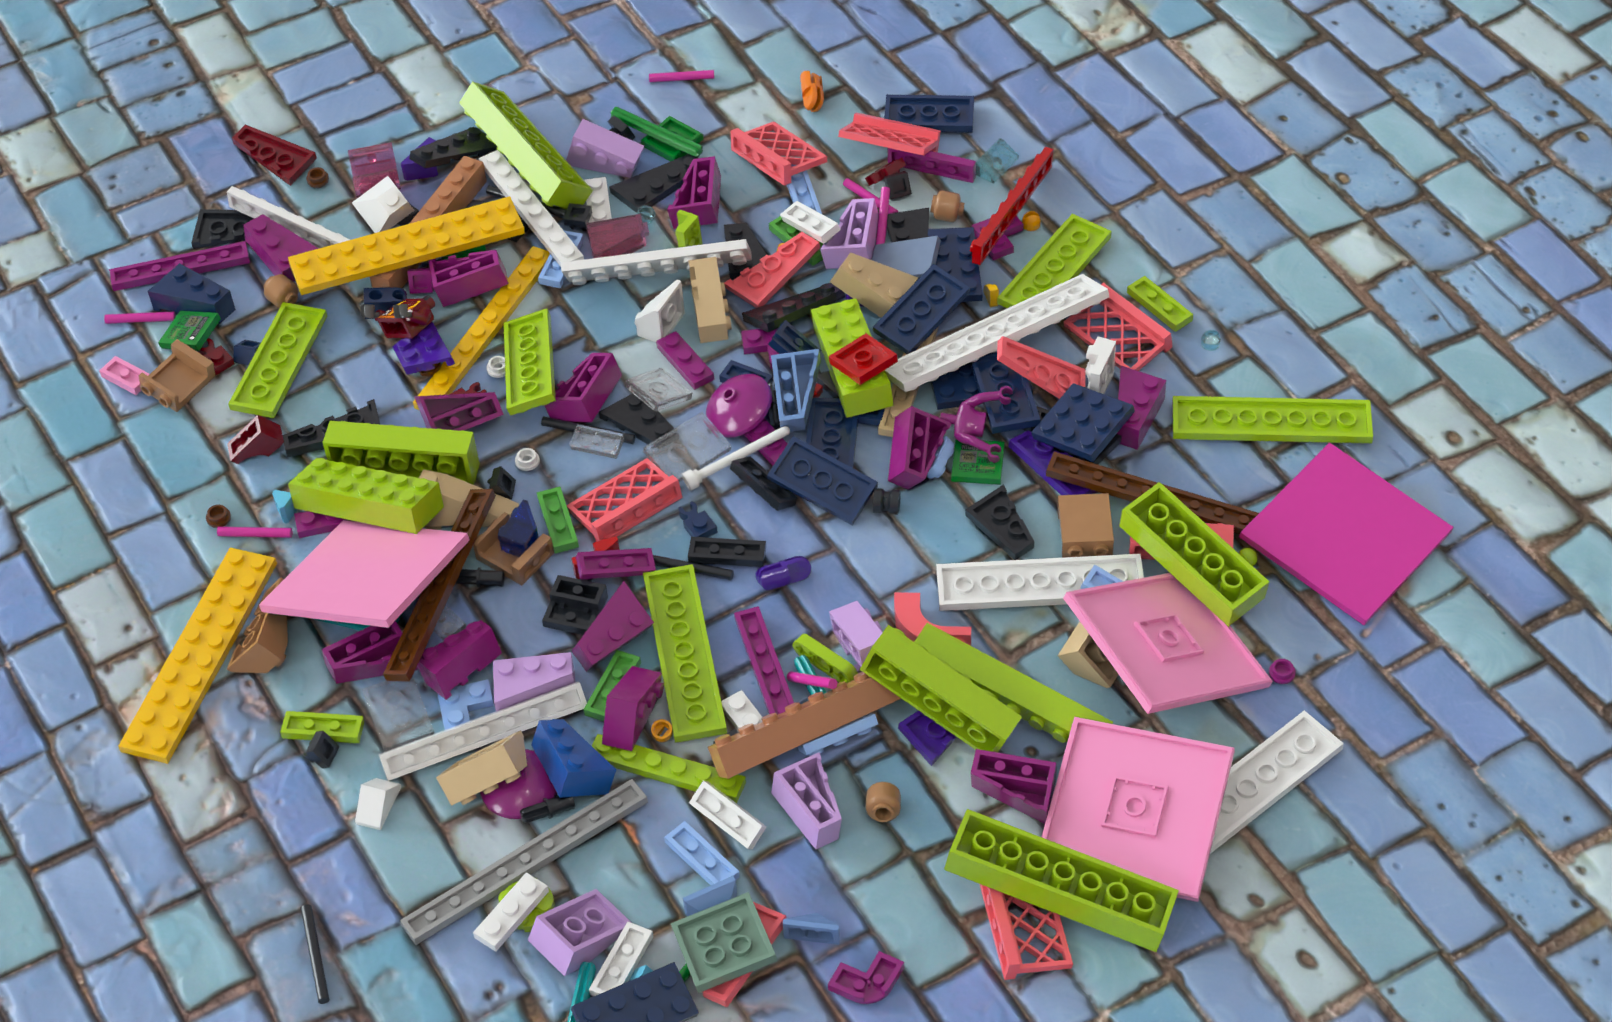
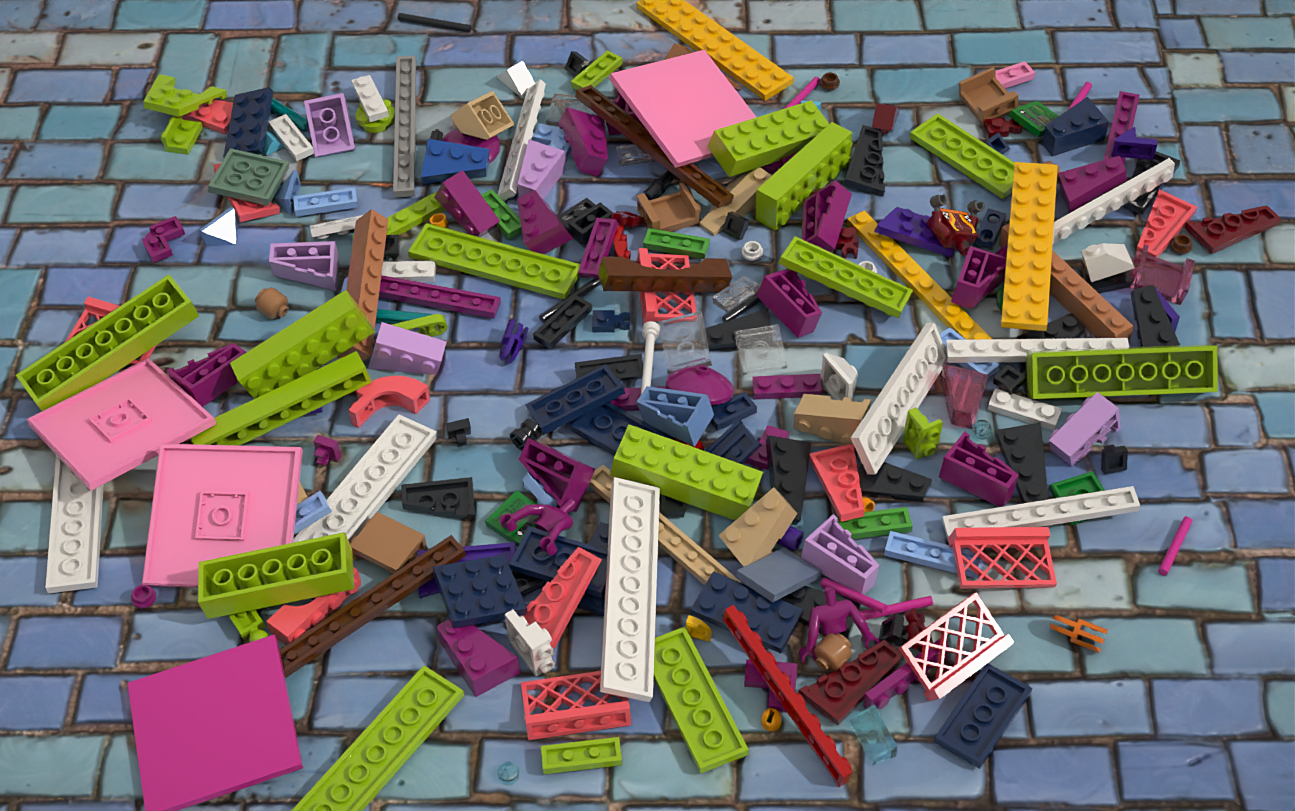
camera: 120 degrees right, 0 degrees up
(204, 239) = (1130, 146): none -> dark purple slope
(304, 195) = (1165, 222): none -> coral wing
(519, 531) = (674, 211): clear blue slope -> none
(548, 570) = (627, 218): none -> dark red plate
(595, 466) = (626, 275): none -> reddish brown arch
(658, 132) = (1091, 479): green axle -> none
(715, 145) = (1048, 511): none -> white plate
(810, 222) = (871, 520): white plate -> none
(813, 680) = (394, 301): dark pink bar -> none
(863, 359) = (648, 446): red plate -> none
(920, 551) = (459, 430): none -> black tile
(921, 309) = (699, 545): dark blue plate -> none
(926, 212) = (833, 620): none -> magenta piece
(976, 191) = (845, 688): none -> dark red wing
(1024, 636) = (326, 450): none -> magenta tile

